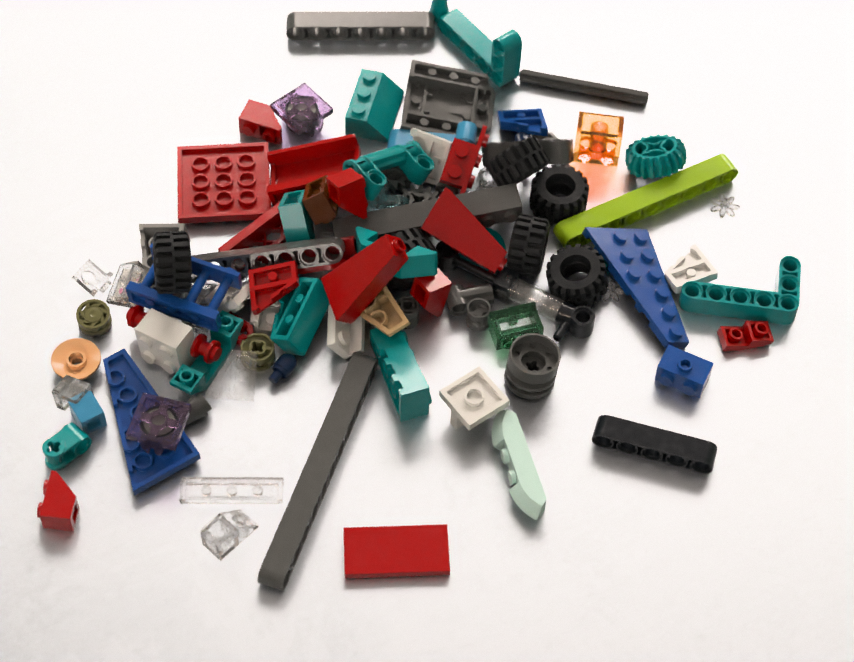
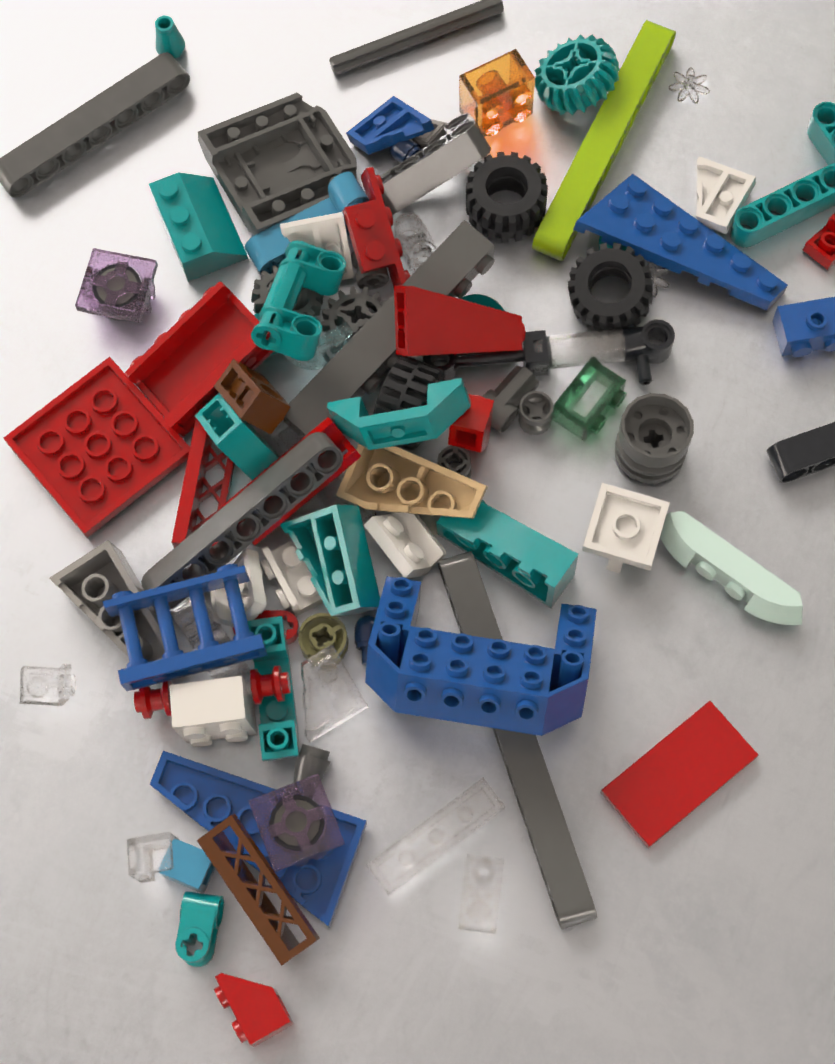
camera: 30 degrees left, 15 degrees up
(76, 351) = (104, 794): light nougat dish -> none
(94, 318) = (91, 736): olive wheel -> none
(106, 443) = (251, 893): none -> reddish brown fence
(126, 272) = (91, 661): clear slope -> none
(172, 262) = (162, 616): black tyre -> none
(260, 122) = (78, 335): slope -> none
(271, 284) = (281, 547): red wing -> none
(322, 417) = (474, 676): none -> blue wedge
(348, 191) = (288, 367): red slope -> none
(363, 277) = (394, 471): red slope -> none
(496, 58) = (293, 70): teal beam -> none
(518, 162) = (444, 191): black tyre -> none
(528, 244) = (531, 286): black tyre -> none

